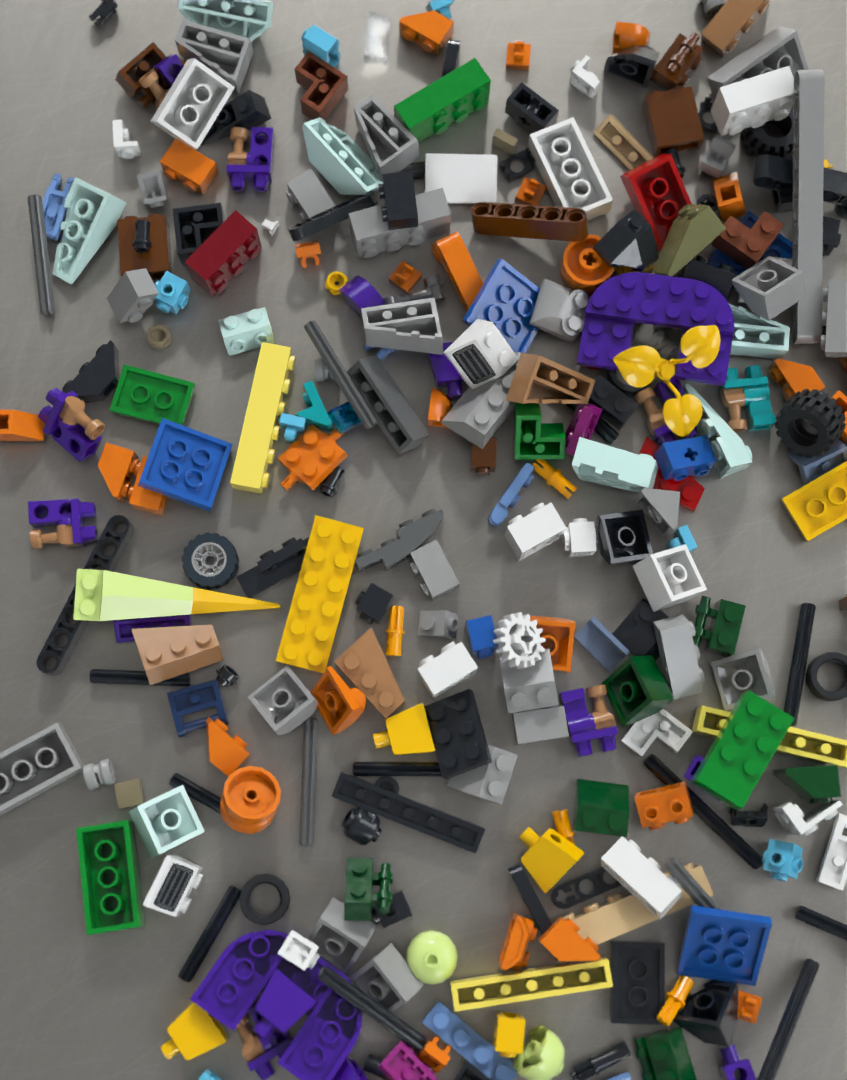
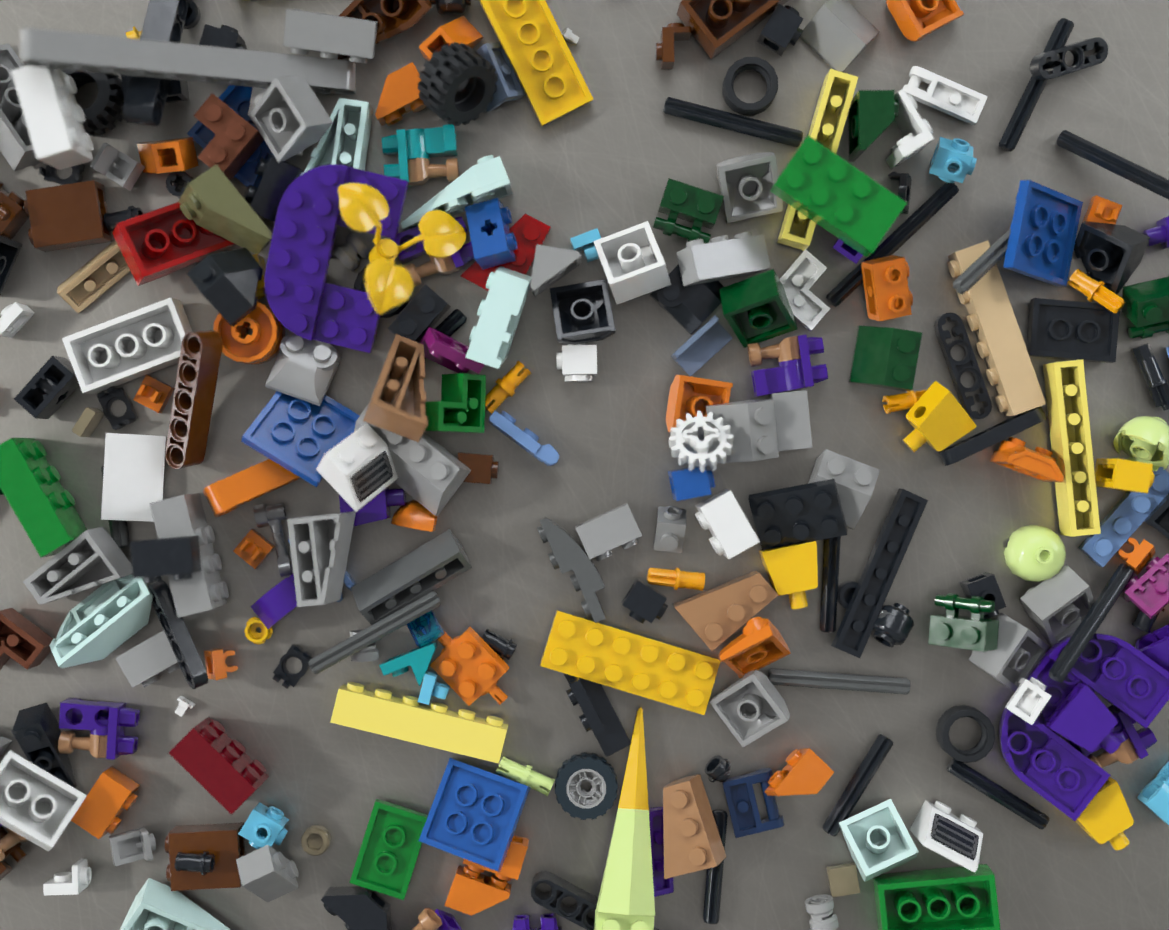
camera: 85 degrees left, 10 degrees up
(195, 224) = (181, 798): black brick -> none
(218, 508) = (525, 775): none -> yellowish green pin
(246, 331) = (313, 738): light aqua bracket -> none
(250, 799) = (878, 752): orange wheel -> none
(301, 303) = (281, 671): none -> black piece
(534, 531) = (570, 414): white brick -> none
(567, 944) = (1037, 406): orange slope -> none
(641, 877) = (967, 319): white brick -> none

